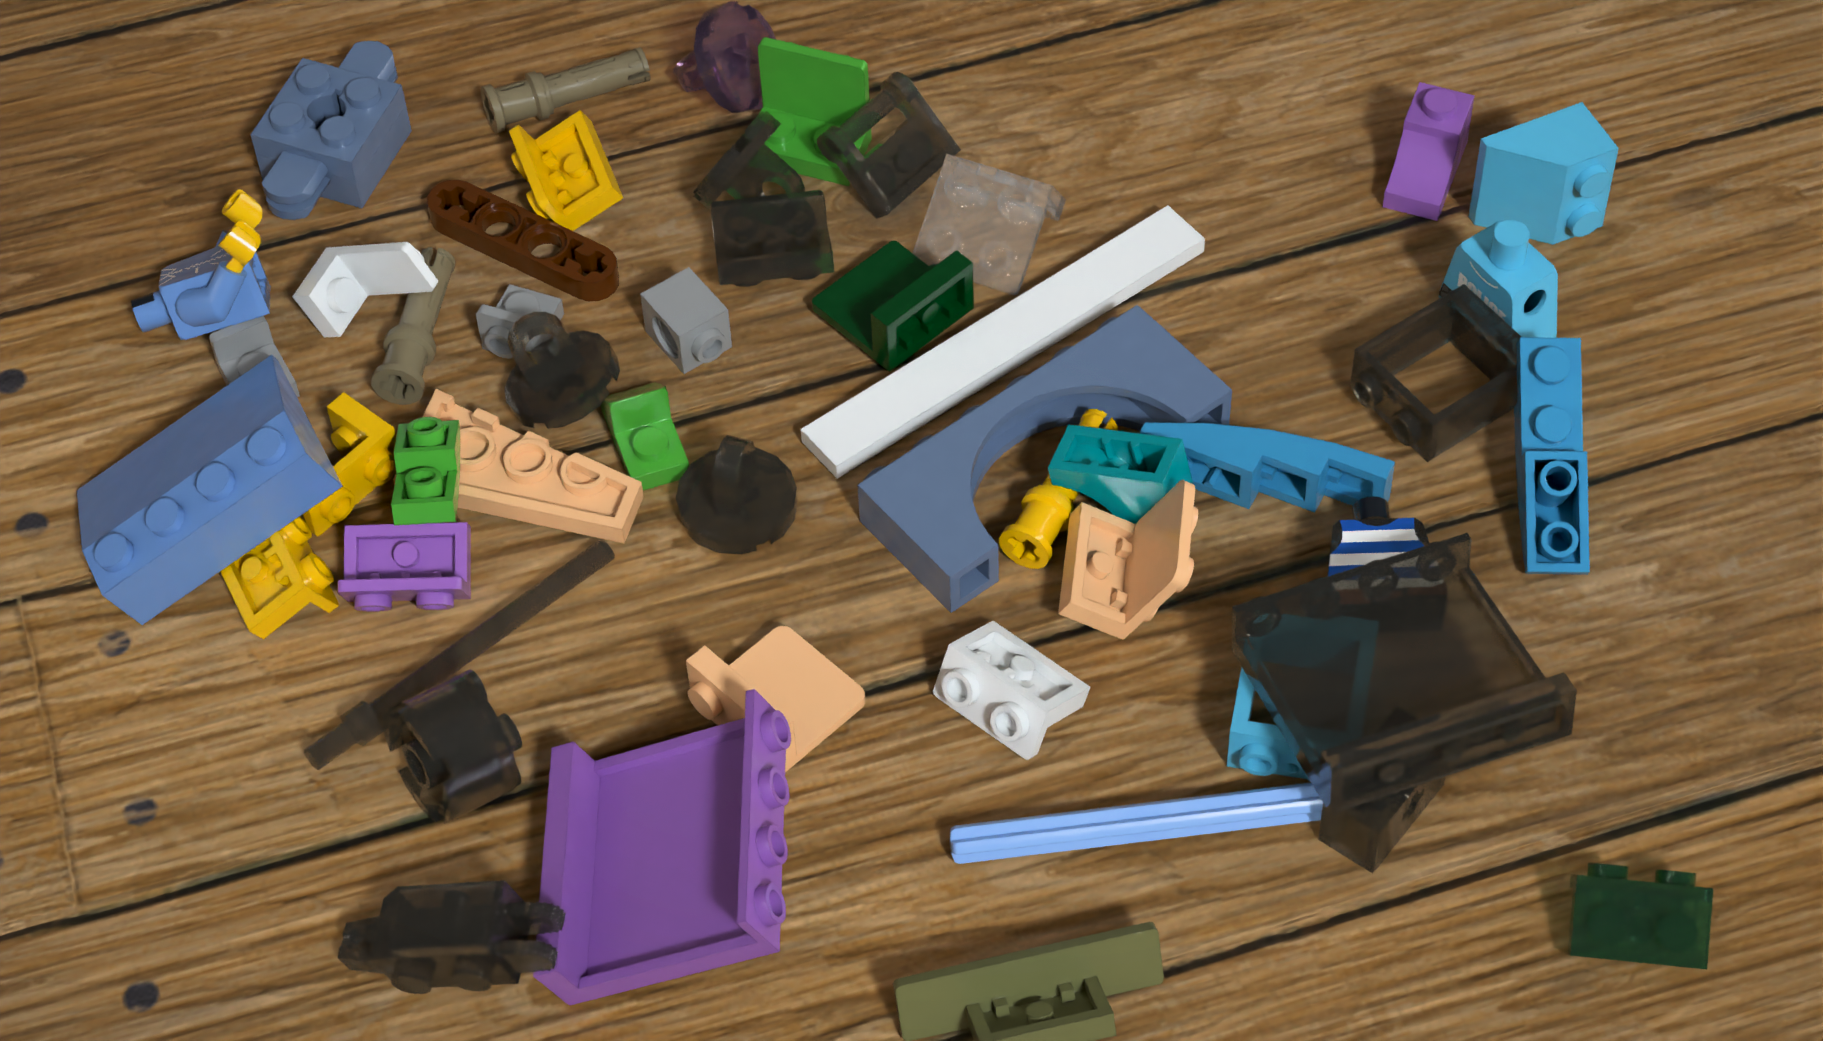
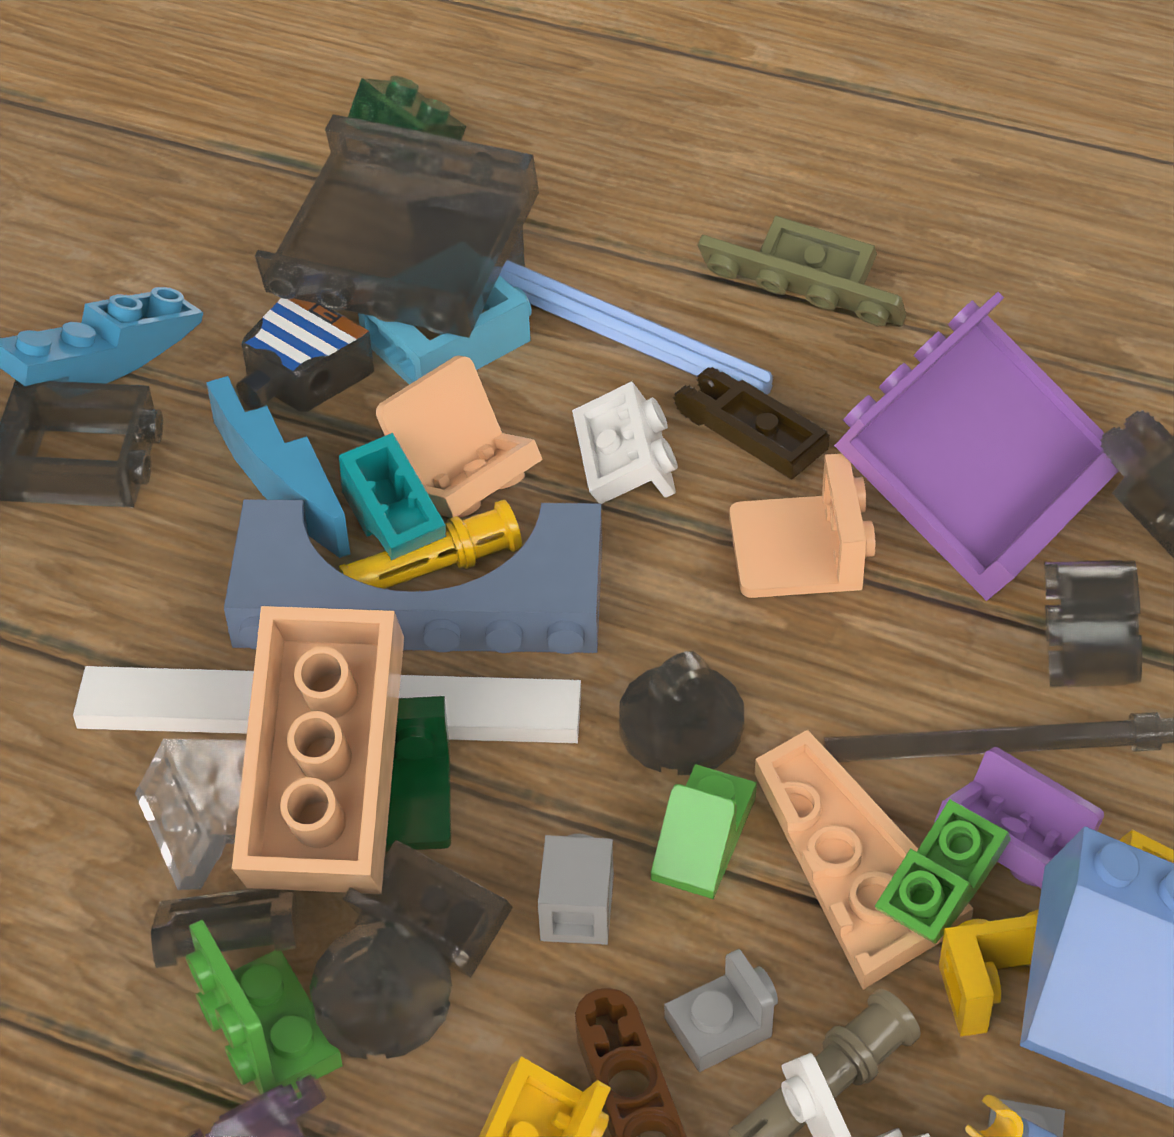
camera: 140 degrees left, 5 degrees down
(560, 376) = (742, 899): clear smoke tile -> none
(913, 208) = (319, 750): none -> light nougat brick
(926, 790) = (753, 421): none -> dark brown hinge

